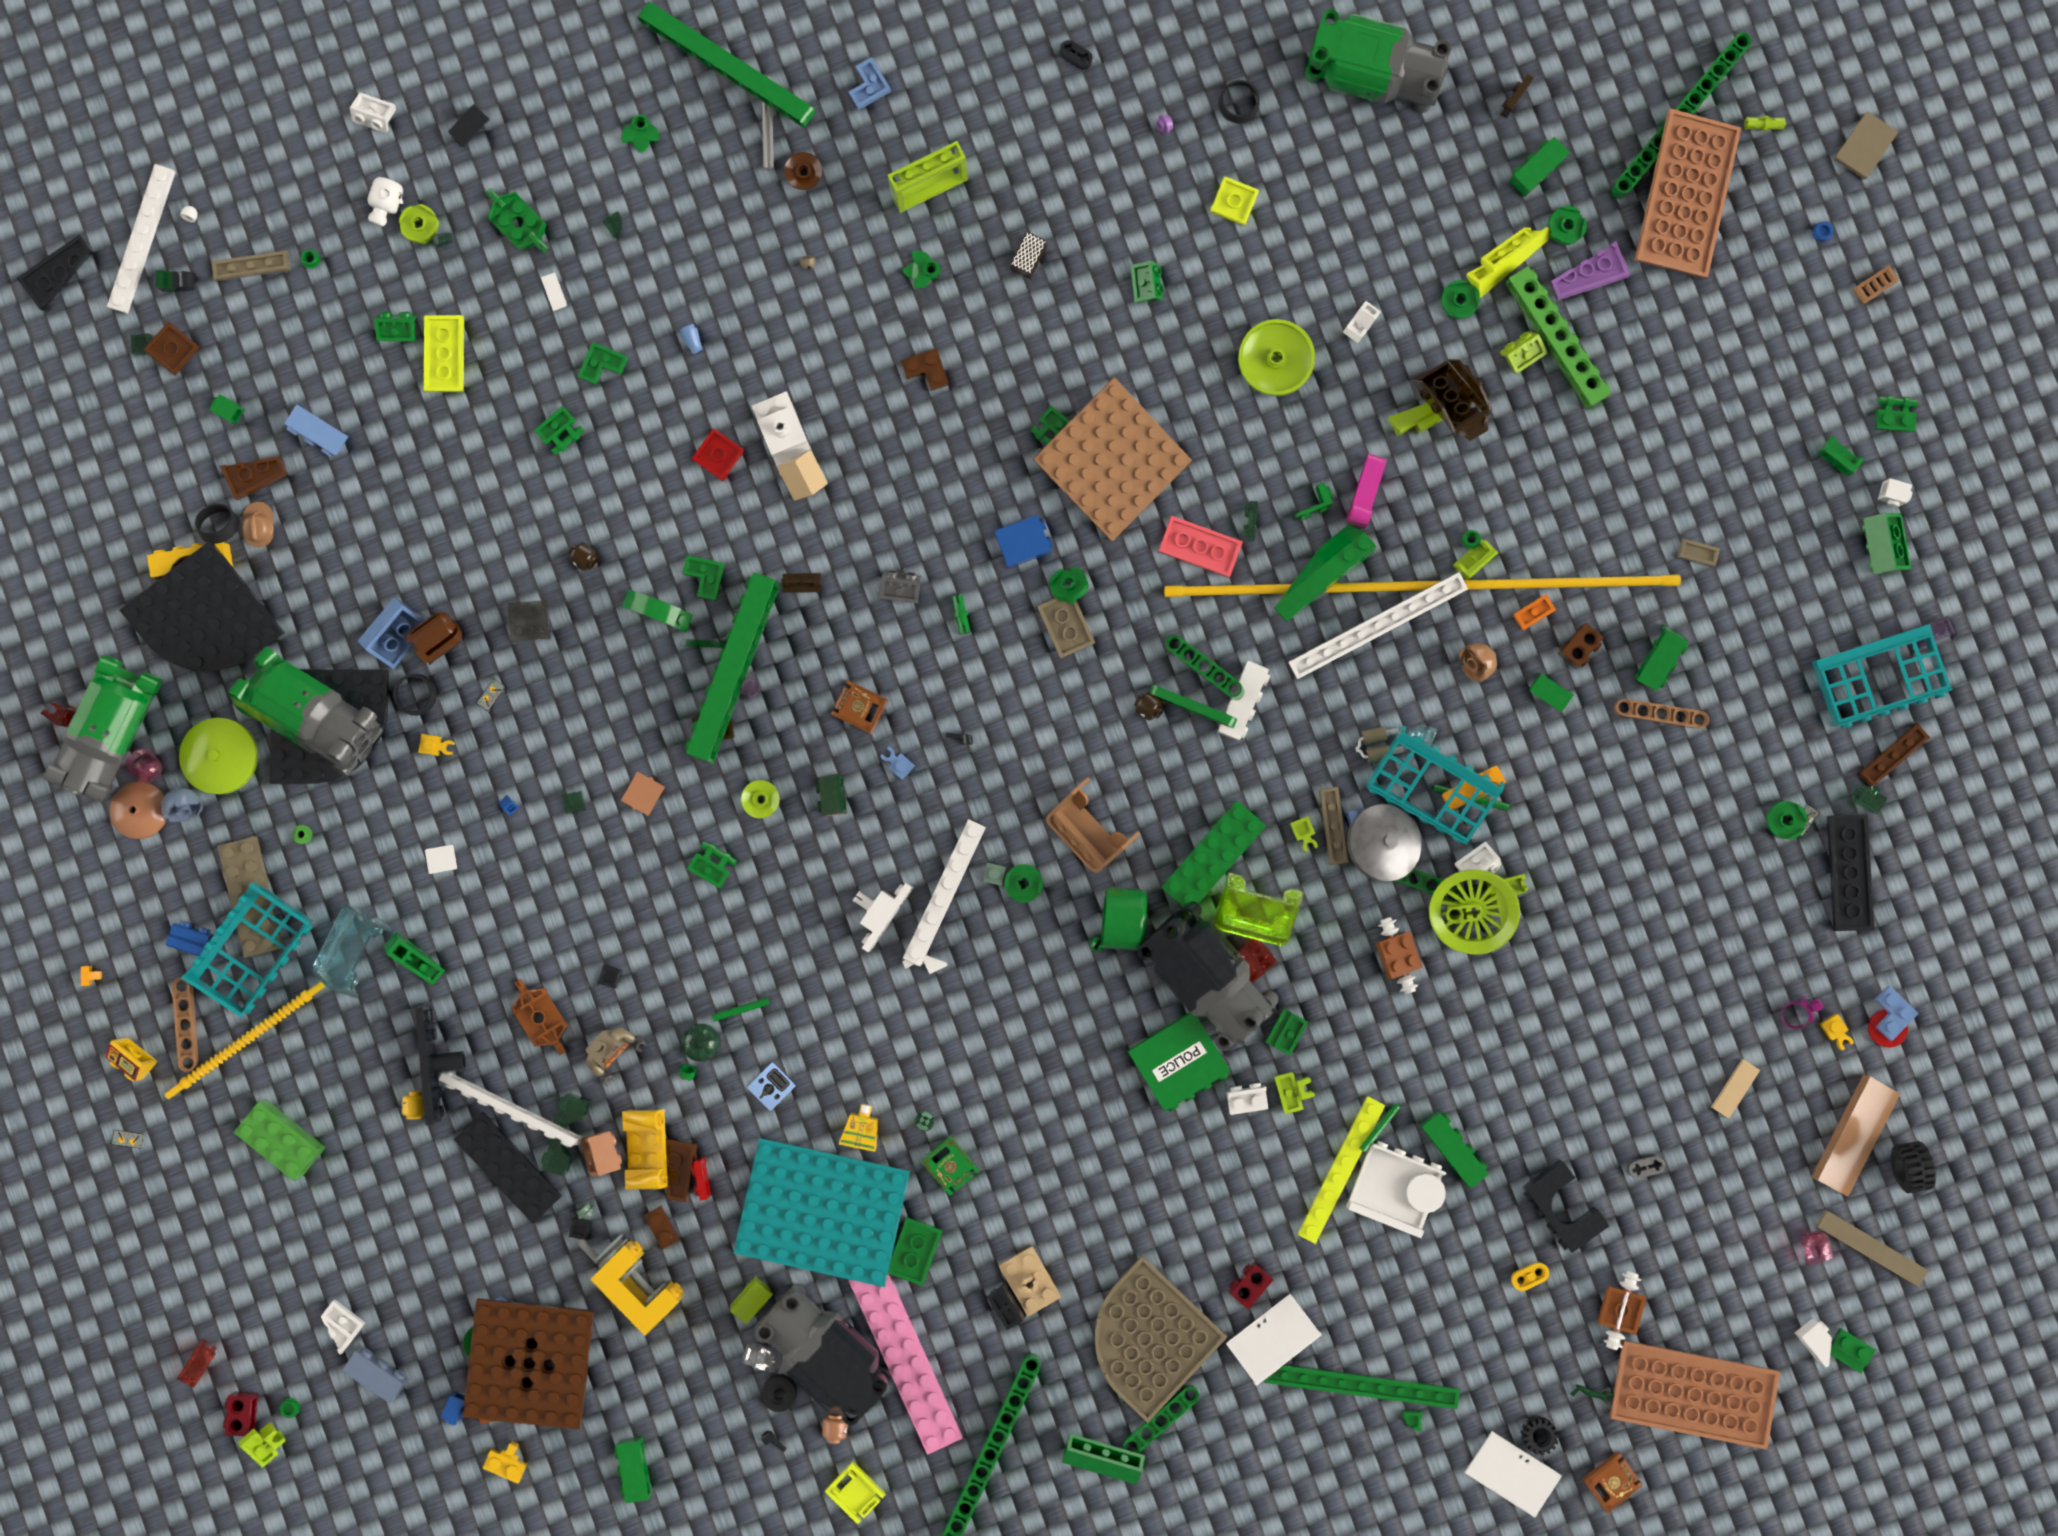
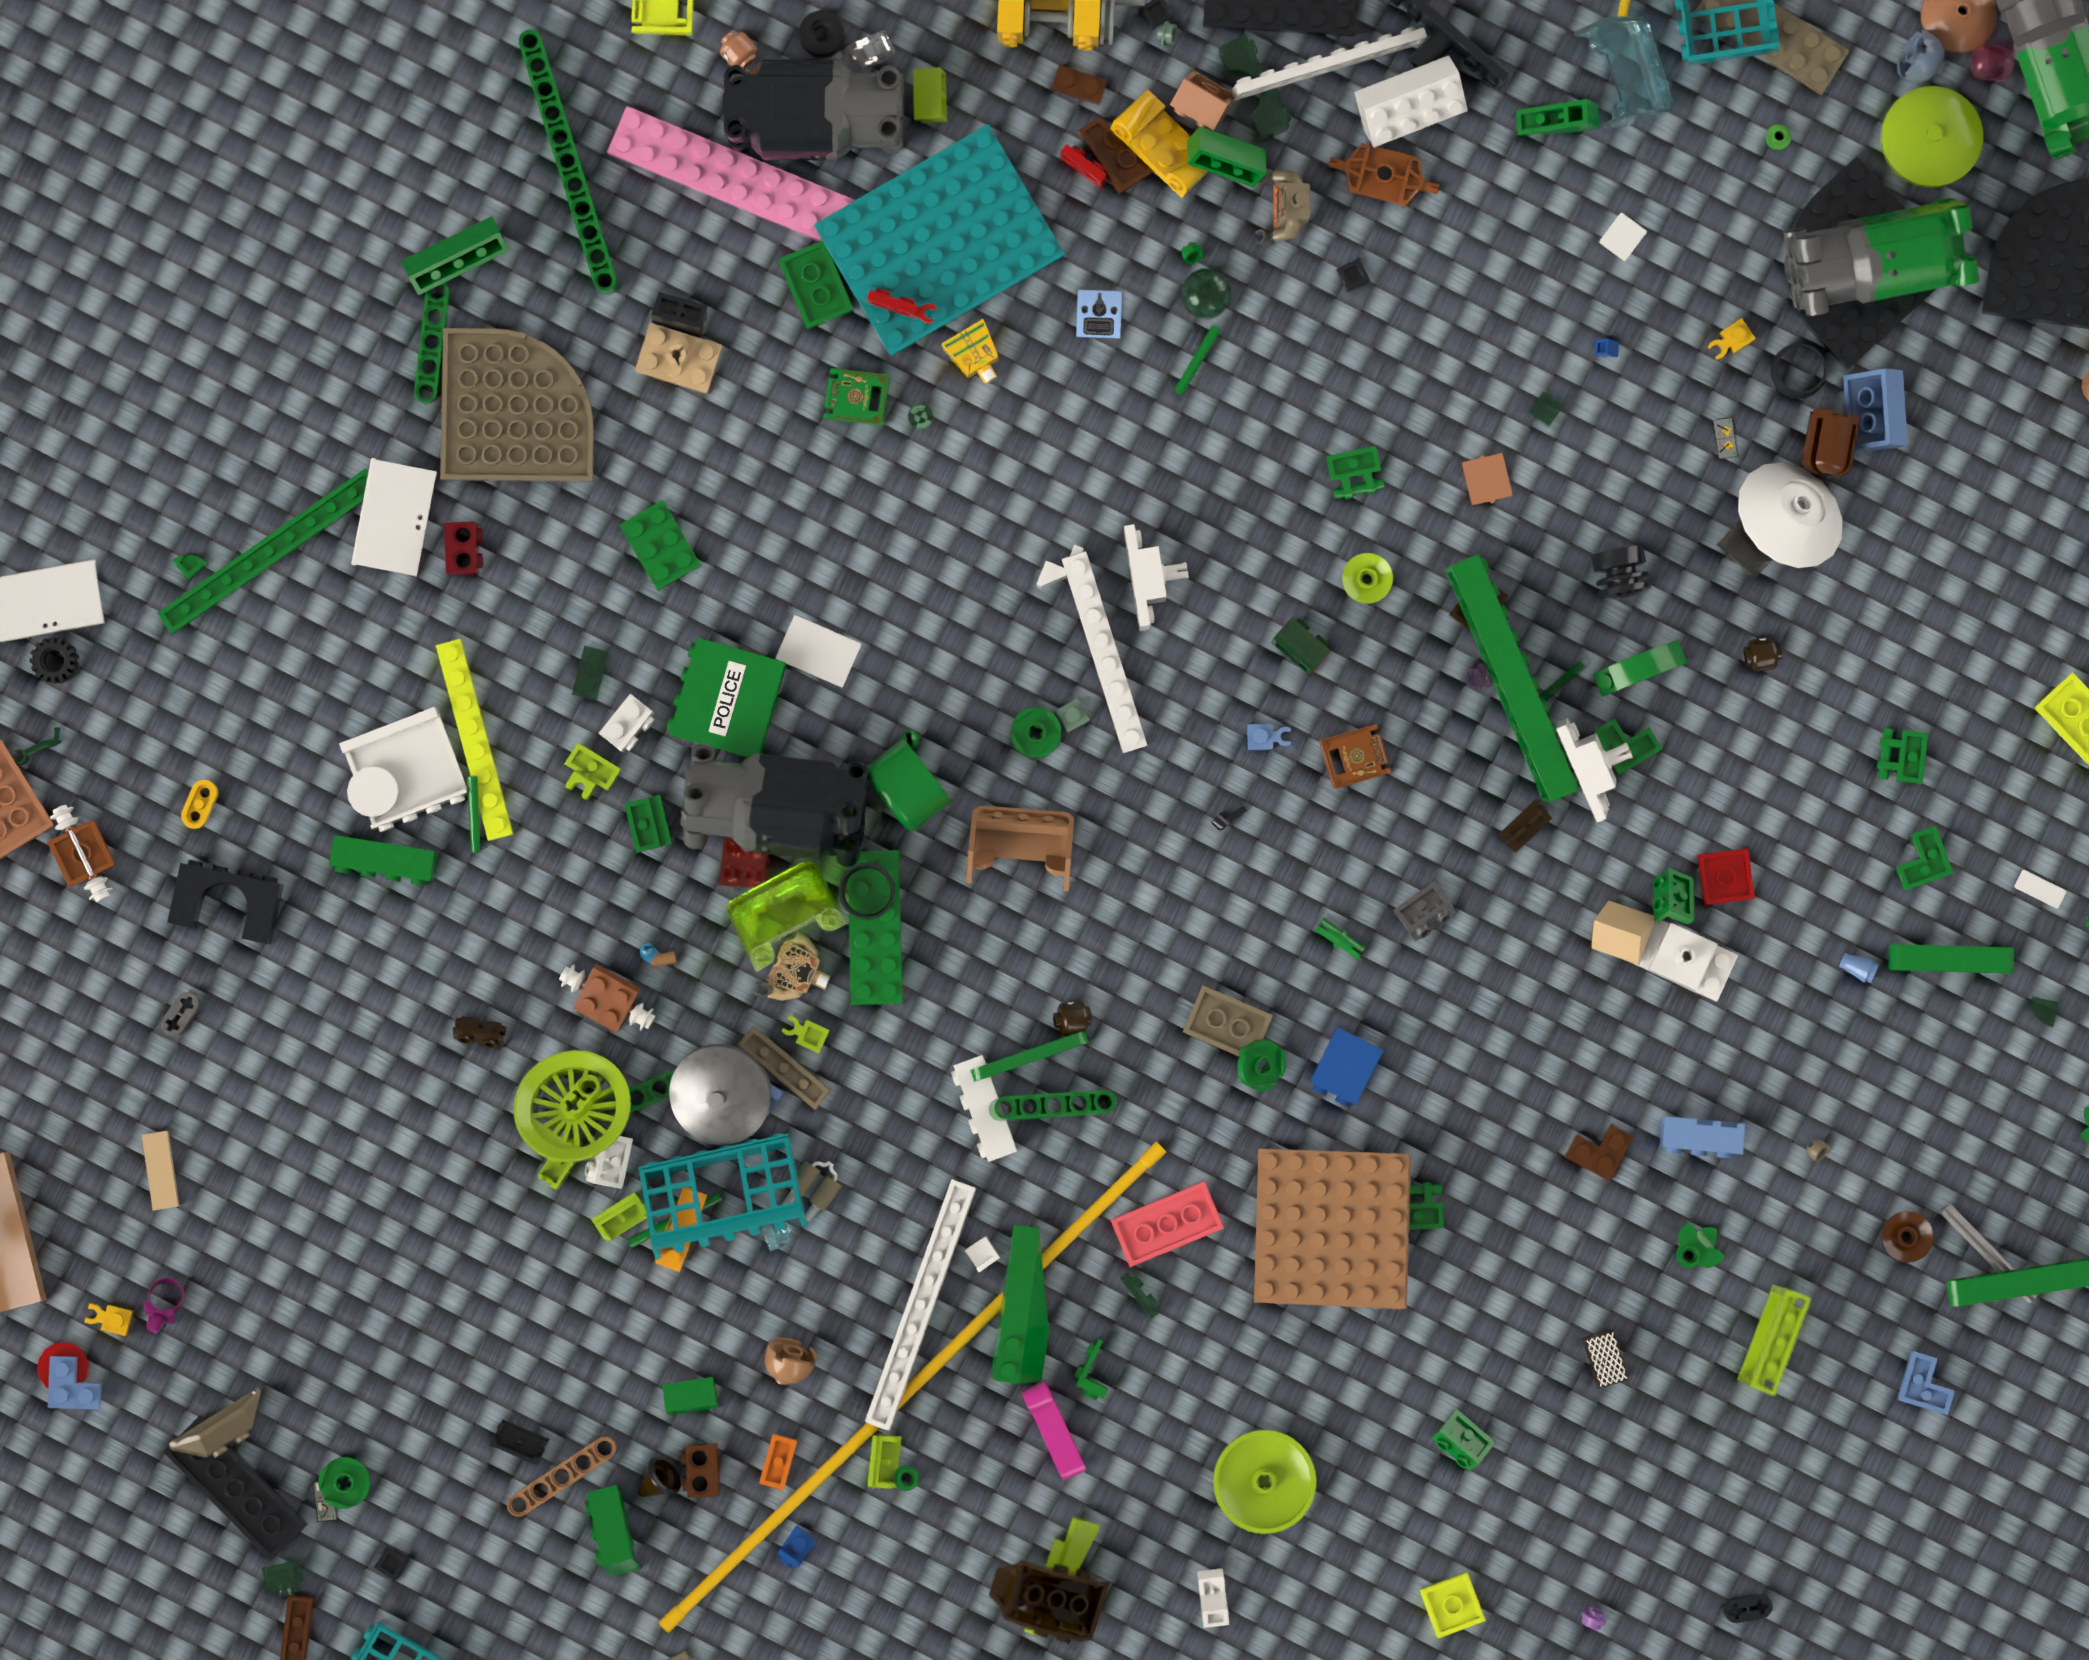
camera: 145 degrees right, 0 degrees up
(484, 1044) = (1411, 101): none -> white brick
(494, 617) = (1790, 515): none -> white dish
(617, 672) = (1621, 572): none -> black wheel
(617, 1109) = (1226, 156): none -> green brick
(637, 297) = (1951, 958): none -> green beam
(733, 579) = (1592, 765): none -> white brick
(757, 468) = (1673, 897): none -> green bracket
(863, 325) = (1702, 1136): none -> medium blue wedge
(877, 1193) = (903, 306): none -> red plate
(1102, 1041) = (818, 651): none -> white sticker
(1137, 1183) = (660, 545): none -> green plate
(1219, 880) = (848, 873): none -> black tyre
(1242, 1147) = (590, 673): none -> clear green plate
(1280, 874) = (794, 970): none -> torso
(1317, 622) = (982, 1253): none -> white panel
(1350, 953) = (656, 958): none -> arm
(1483, 995) = (468, 1031): none -> dark brown hinge
(1501, 827) = (620, 1217): none -> lime hinge
(1566, 556) = (796, 1547): none -> blue bracket
(1608, 662) = (659, 1479): none -> dark brown hat
(1669, 753) = (520, 1442): none -> black hinge
(1798, 752) = (391, 1563): none -> black tile
(1831, 911) = (220, 1429): none -> dark tan wedge

